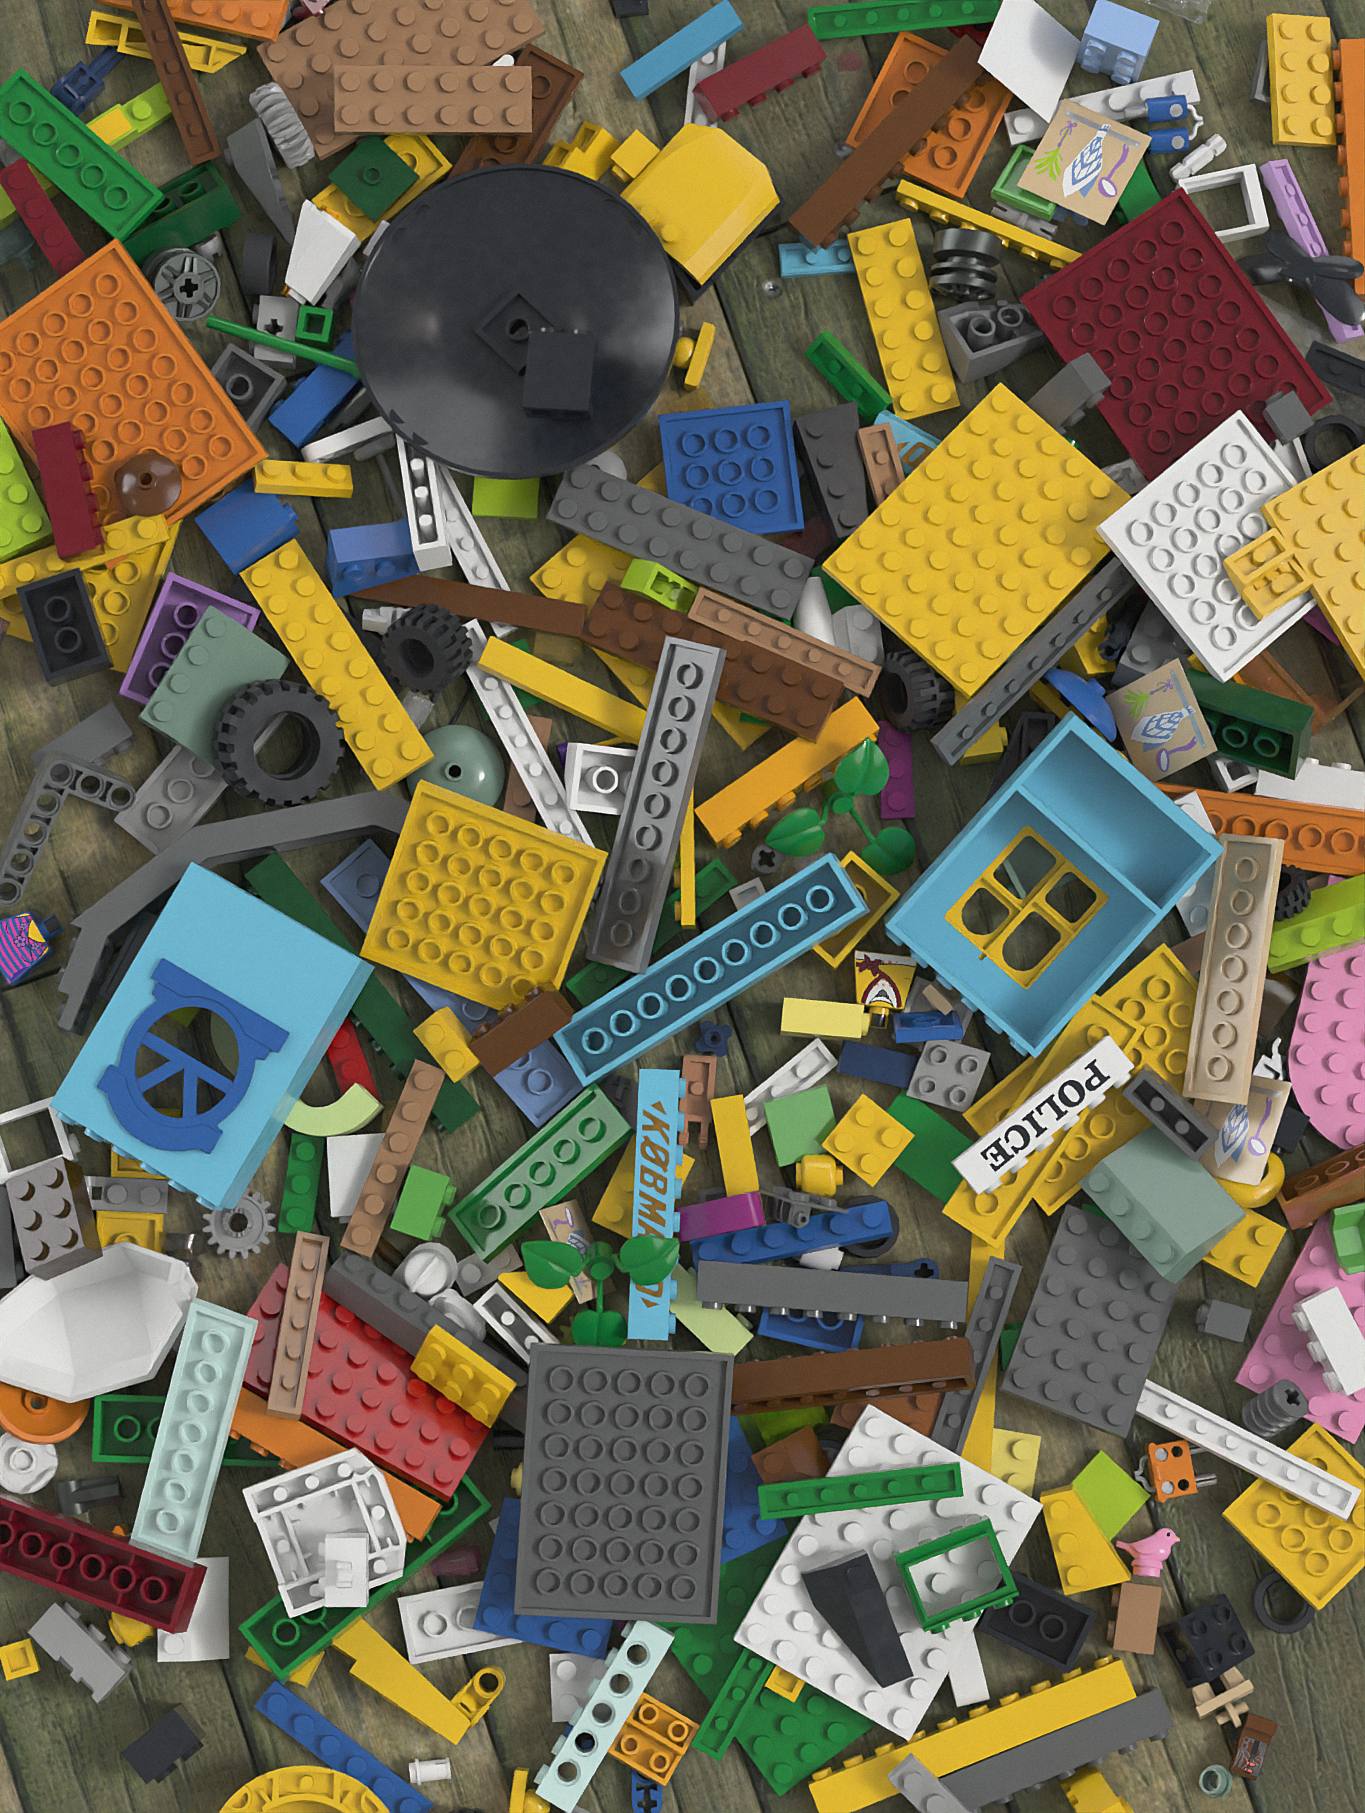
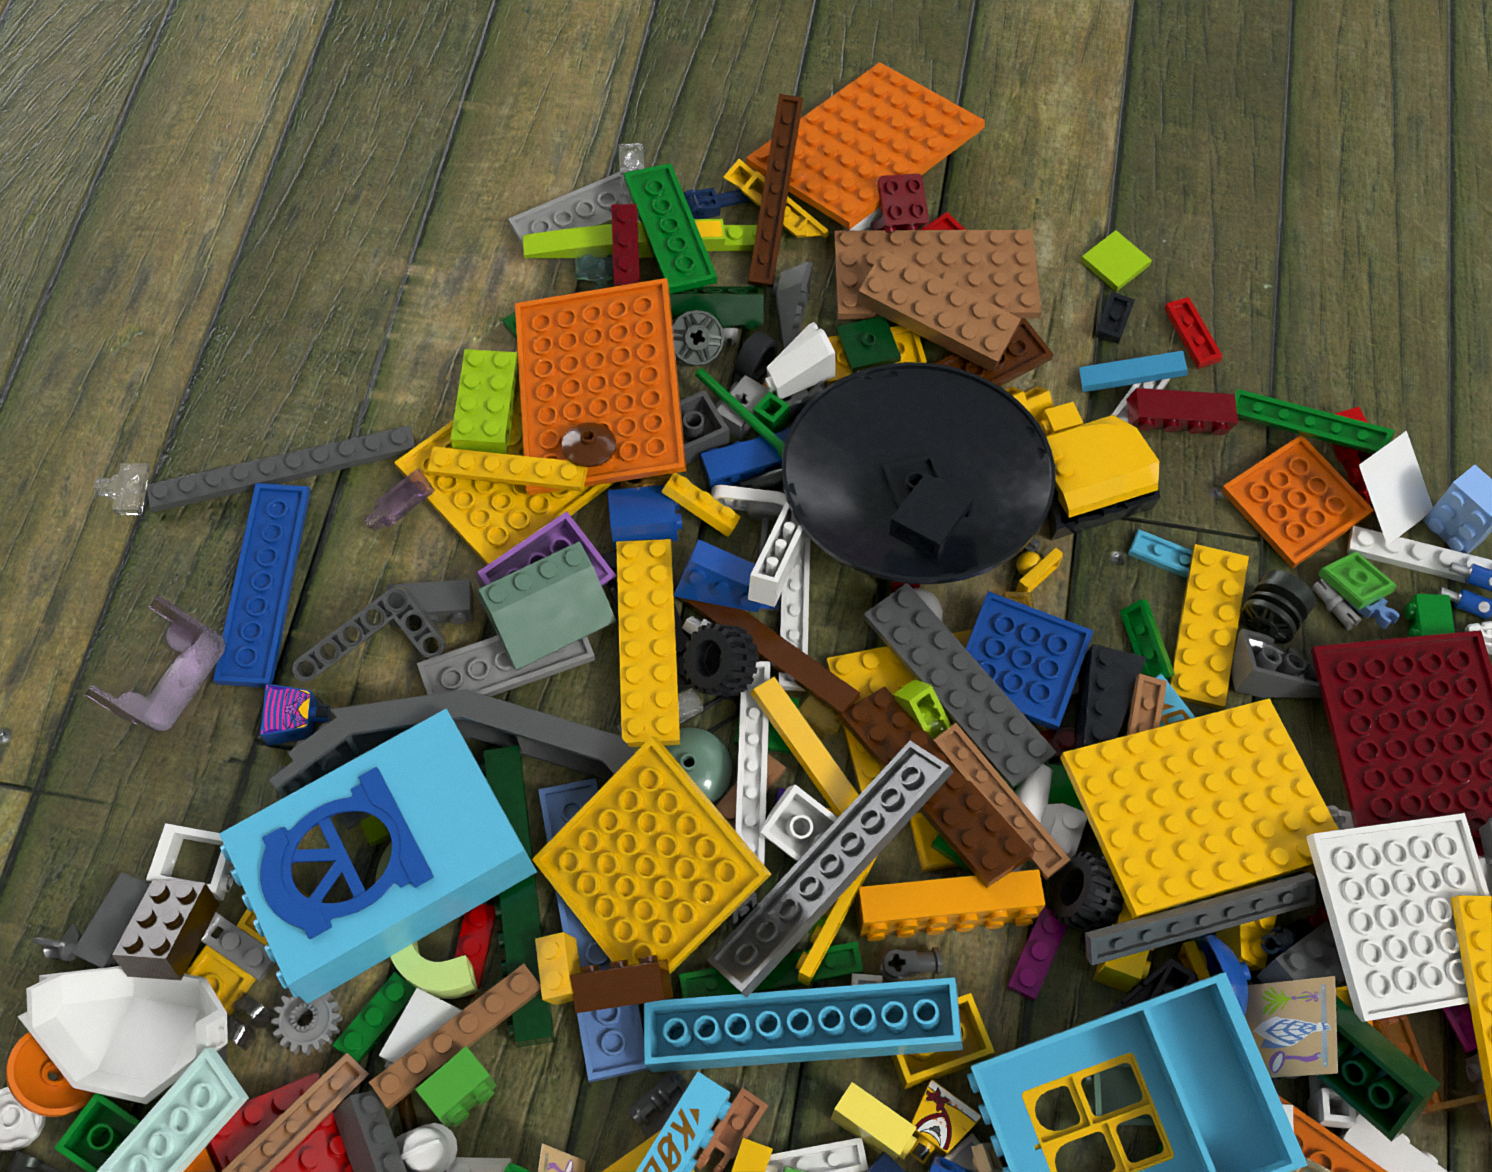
camera: 25 degrees right, 20 degrees down
(65, 627) = (469, 510): black brick -> none
(69, 492) = (529, 420): dark red brick -> none
(282, 125) = (824, 282): light grey gear -> none
(318, 751) = (607, 661): black tyre -> none
(506, 498) = (846, 590): lime tile -> none
(541, 1172) = (568, 1118): plate -> none
(709, 1030) = (774, 1098): dark blue plate -> none
(853, 61) = (1253, 441): clear pink piece -> none
(859, 771) = (1010, 927): green plant -> none
(889, 146) = (1258, 500): reddish brown brick -> none
(946, 210) = (1325, 612): yellow plate -> none
(1069, 393) = (1325, 732): dark grey brick -> none
(1084, 161) = (1405, 582): tan sticker -> none
(1267, 574) = (1437, 953): yellow slope -> none

